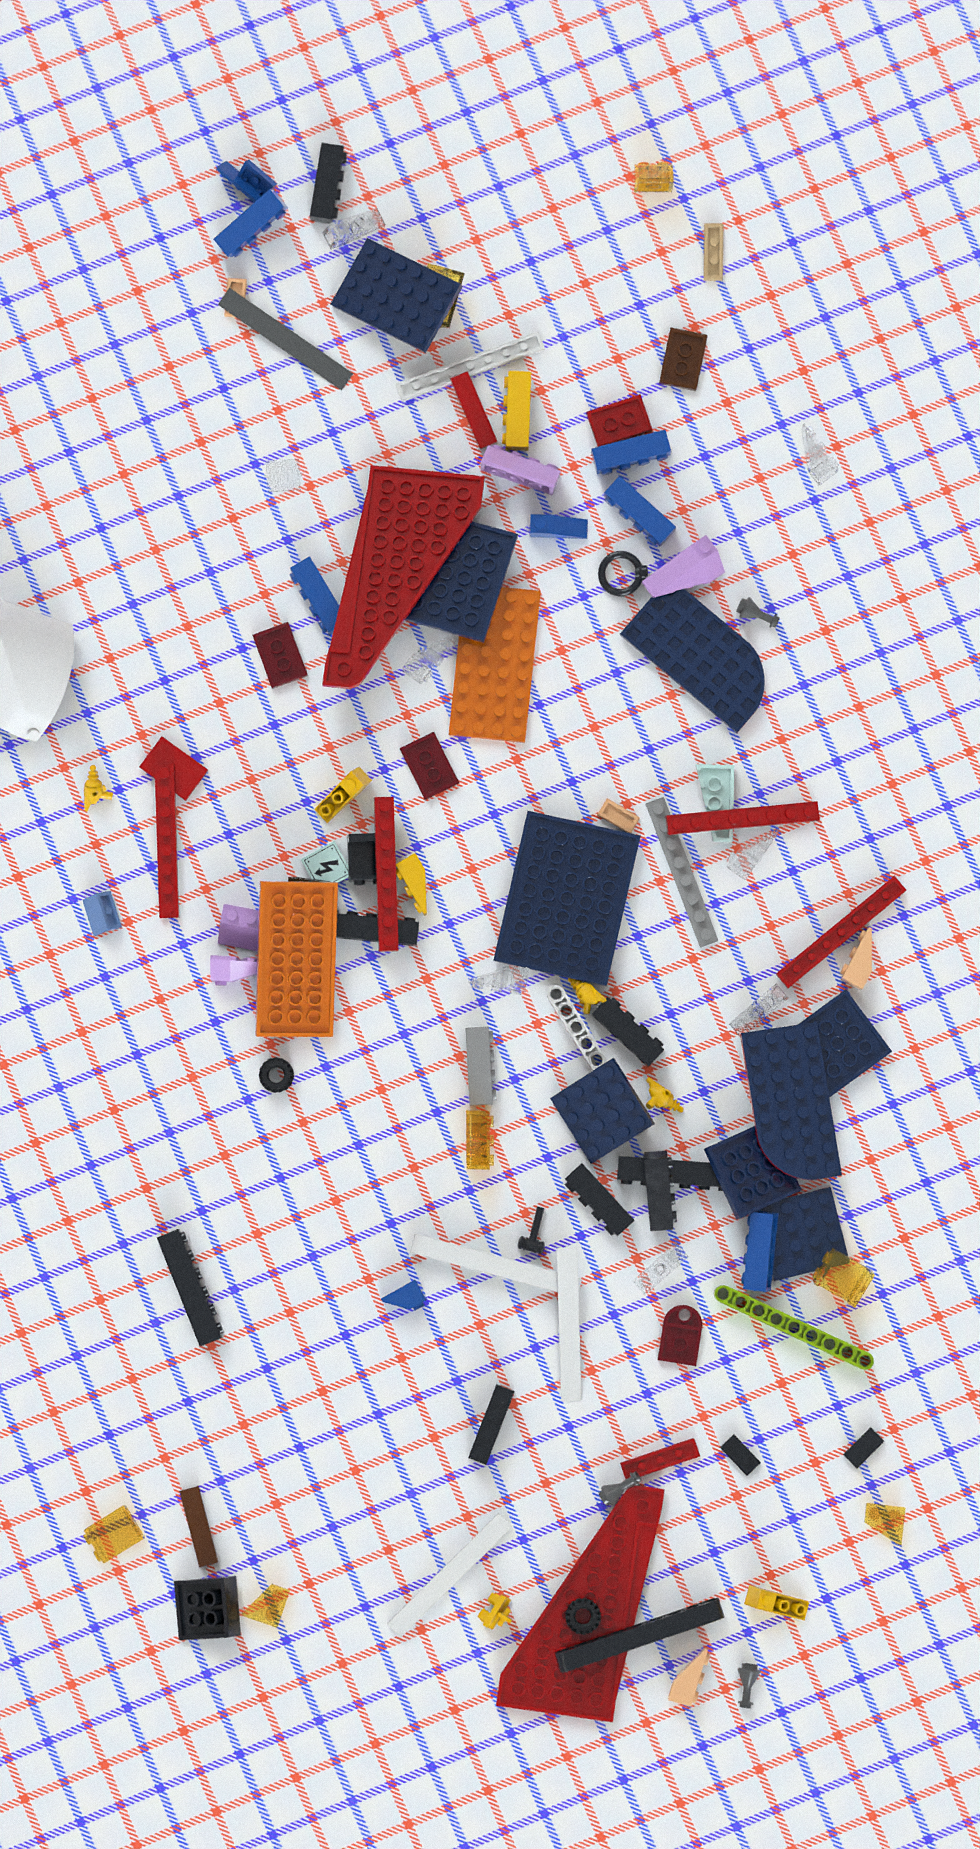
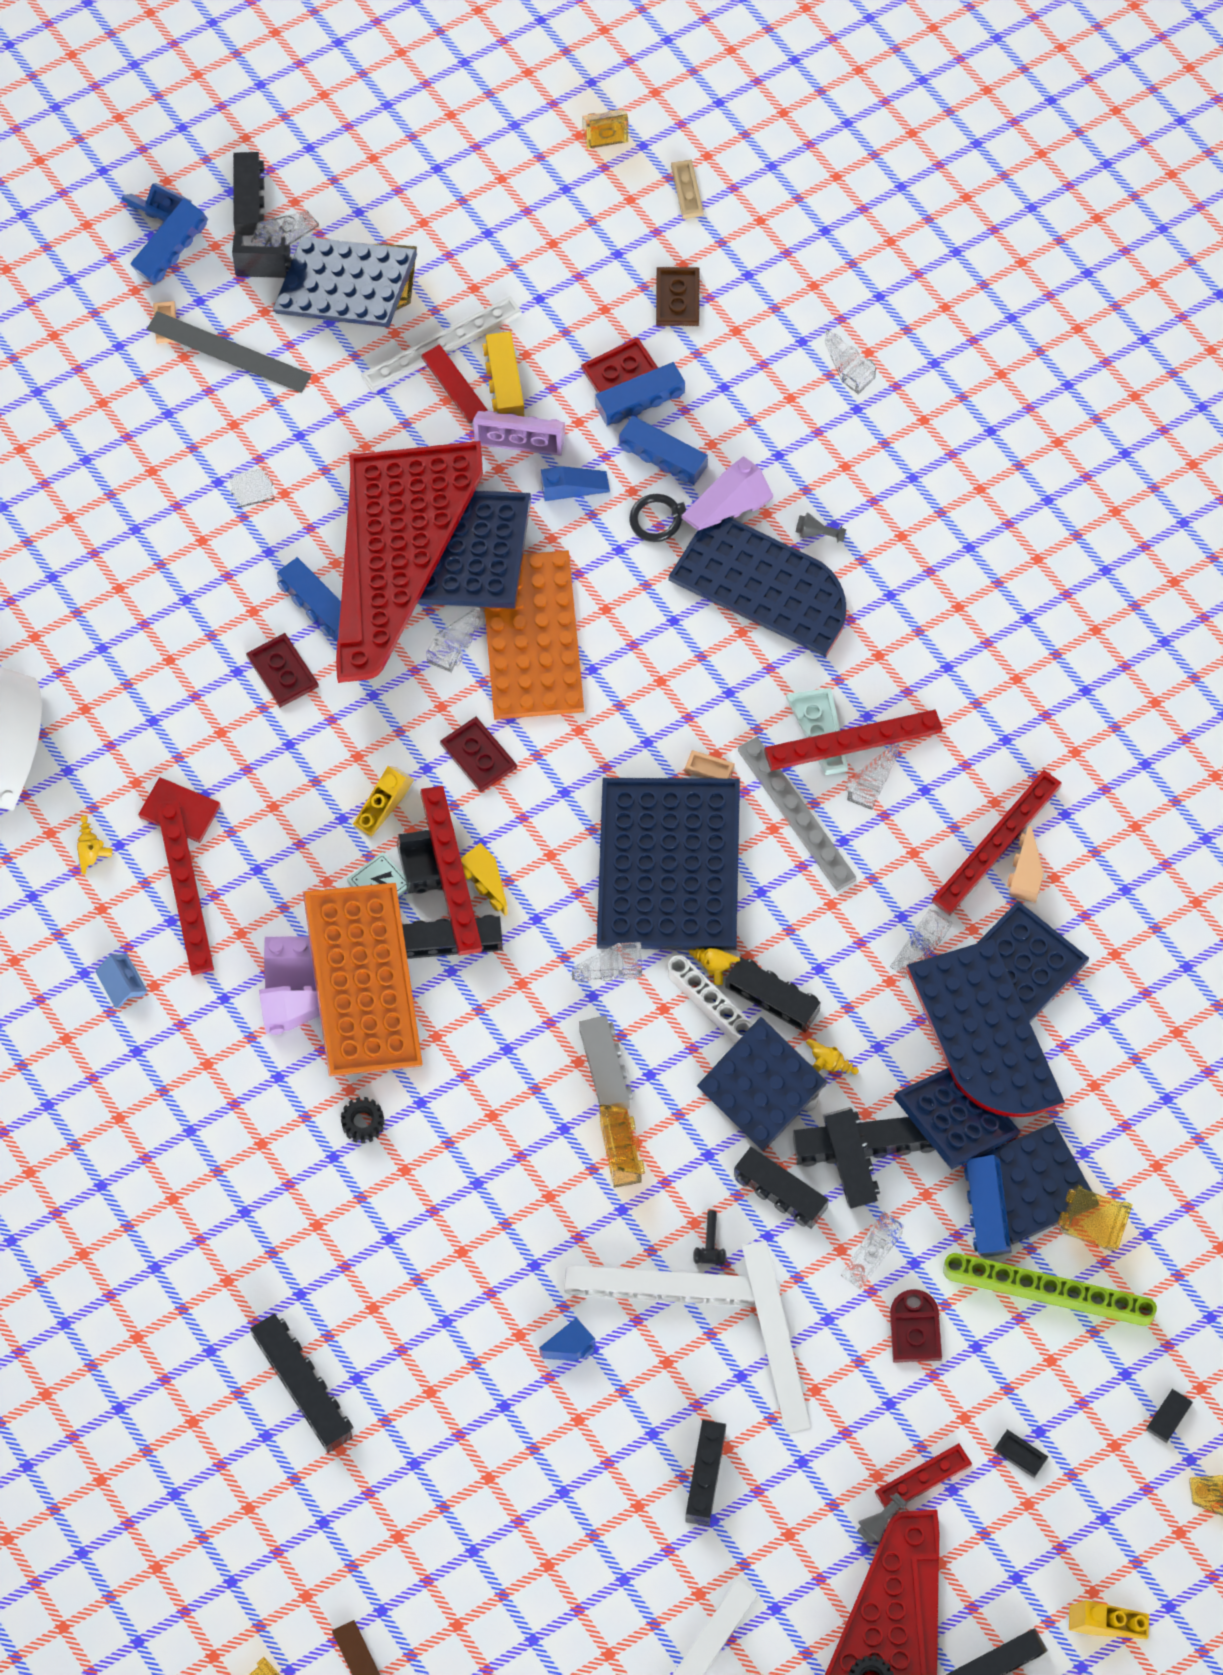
camera: 10 degrees left, 20 degrees down
(327, 258) = (260, 260): none -> black panel

